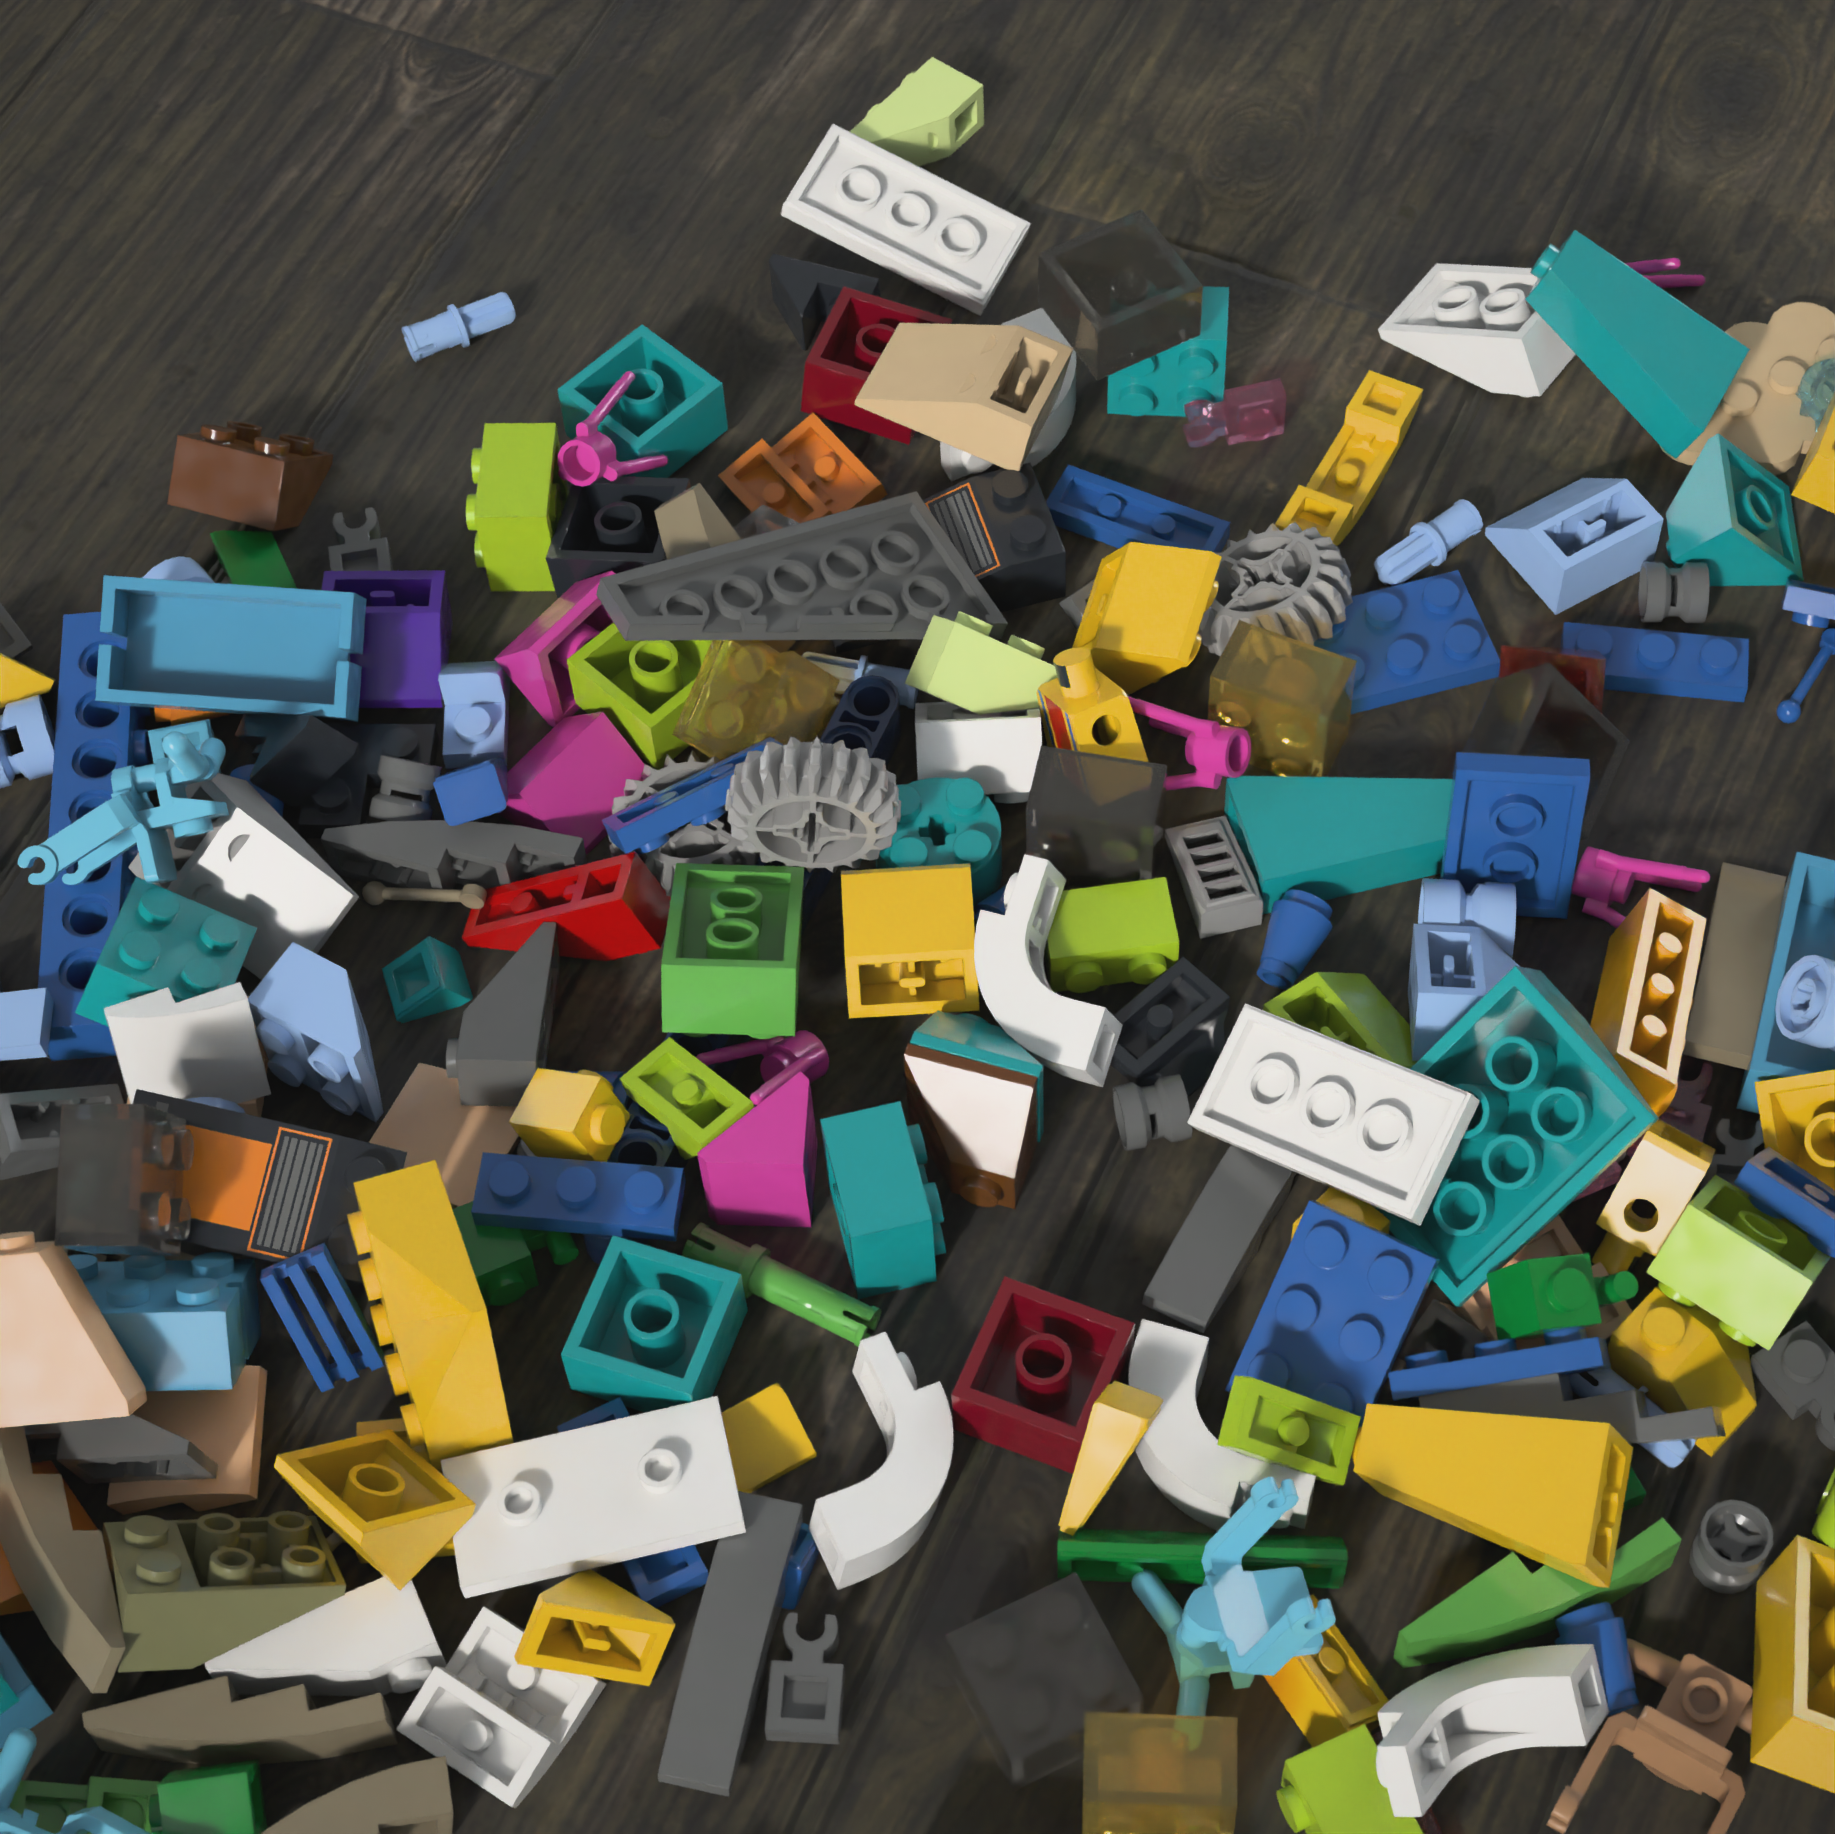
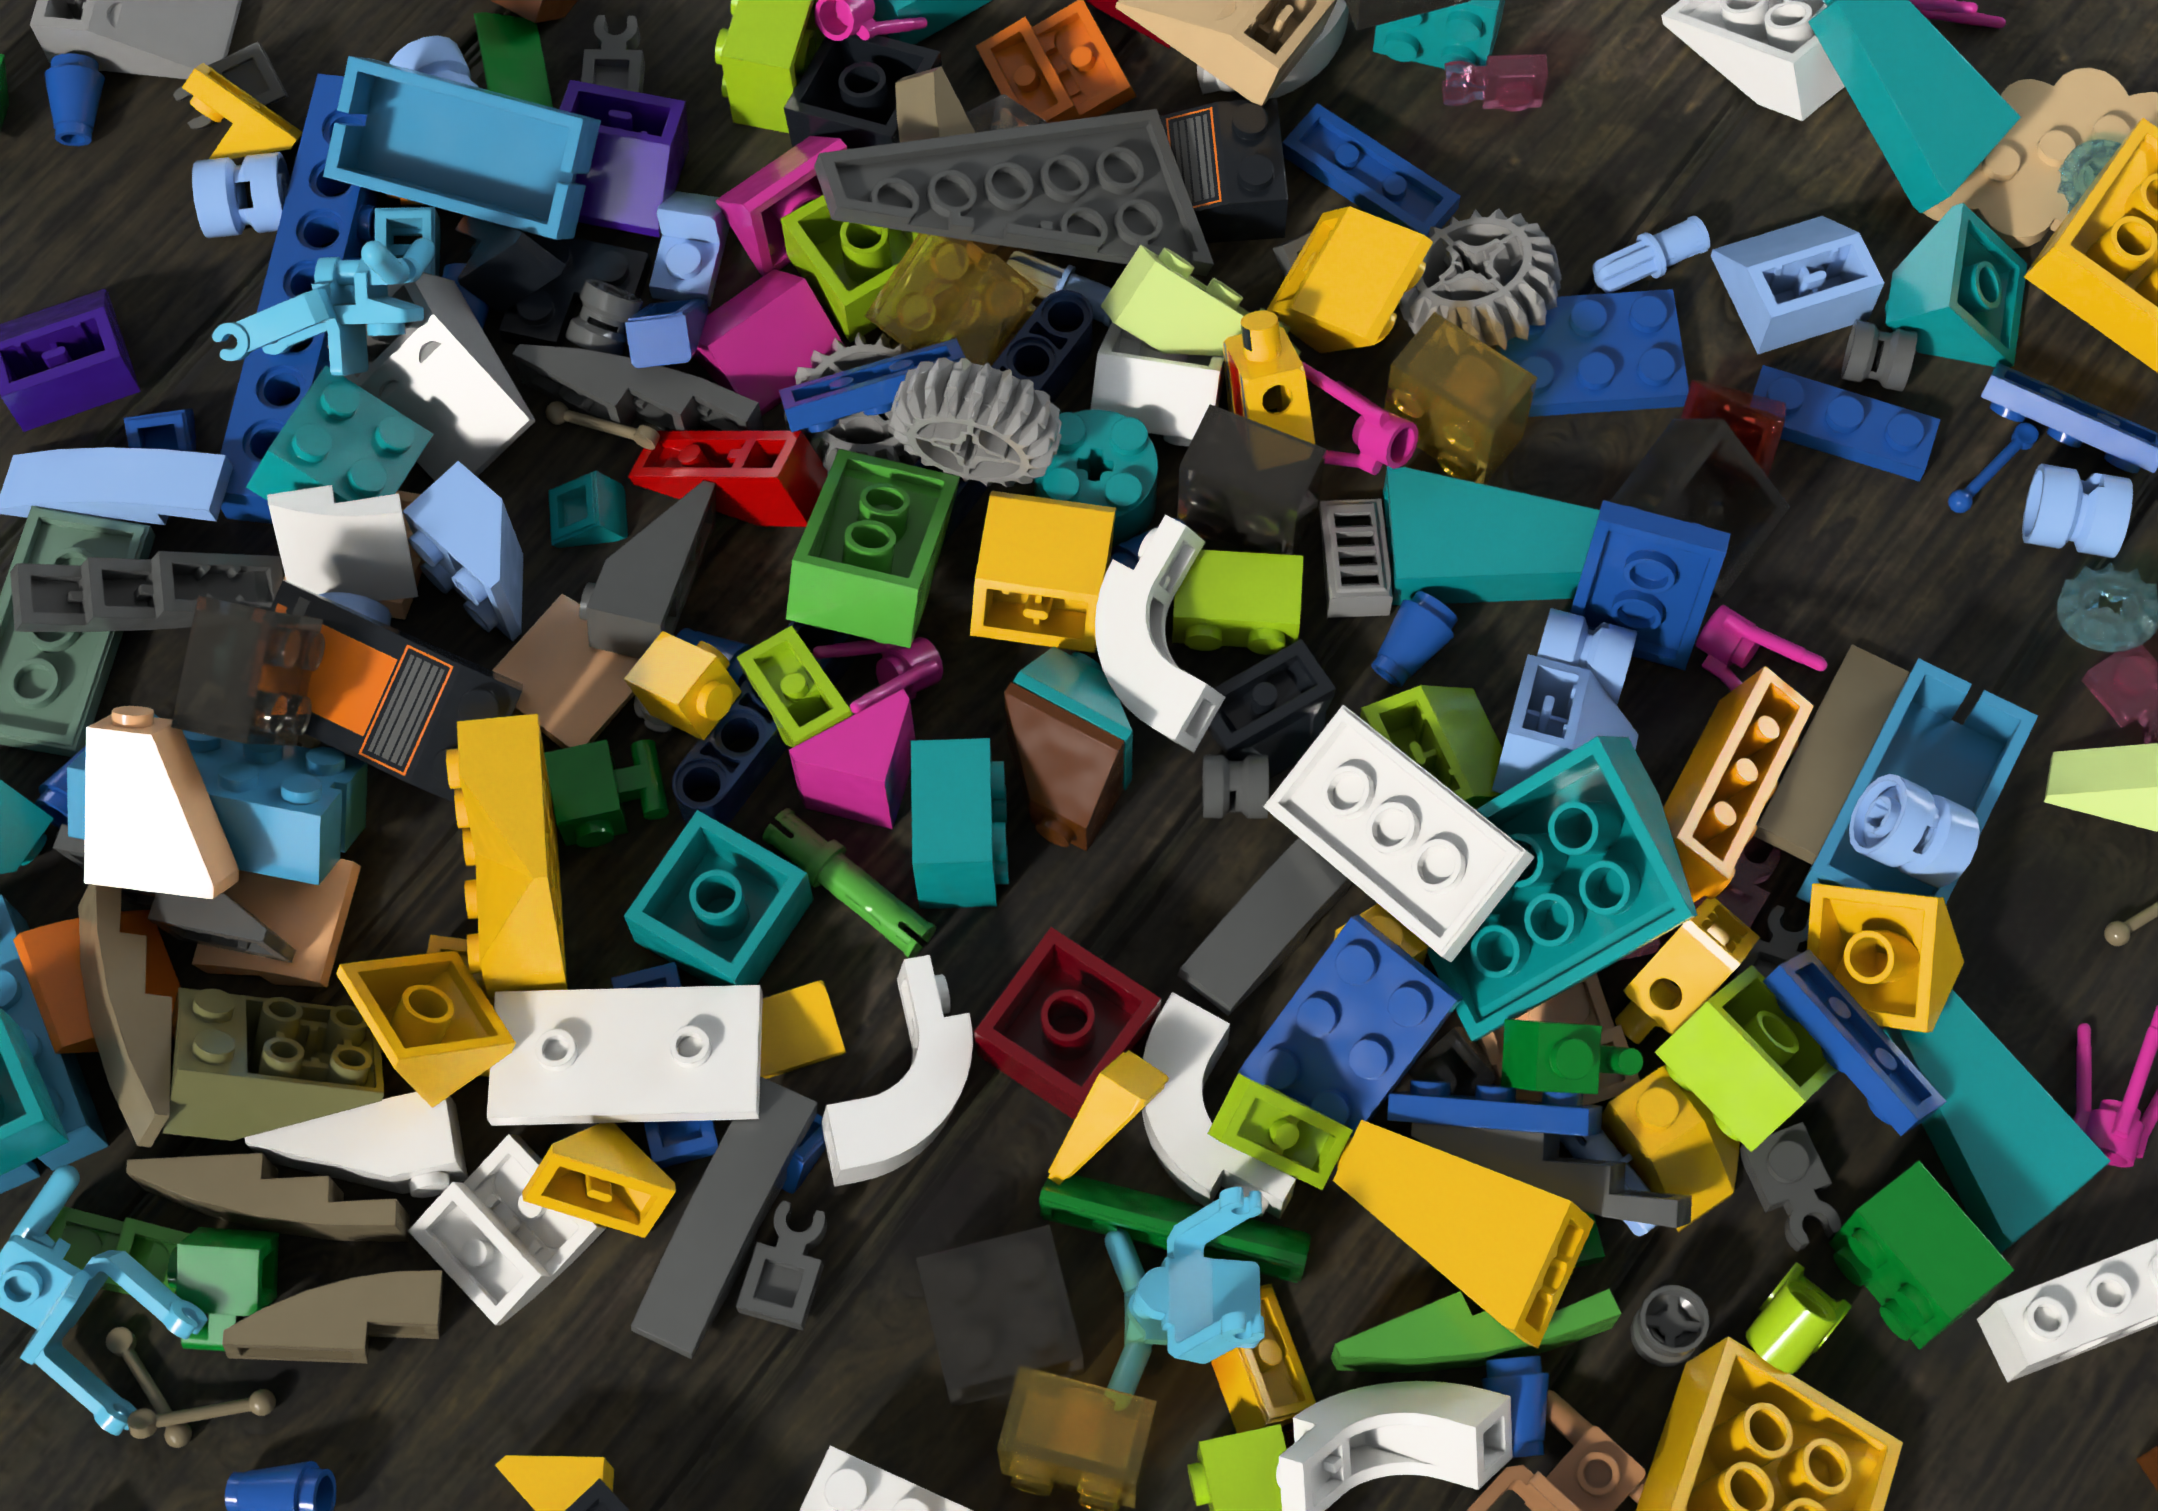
camera: 10 degrees right, 10 degrees up
(346, 1365) = (396, 840): blue tile -> none
(579, 1196) = (675, 763): blue plate -> none
(1356, 459) = (1600, 155): yellow slope -> none

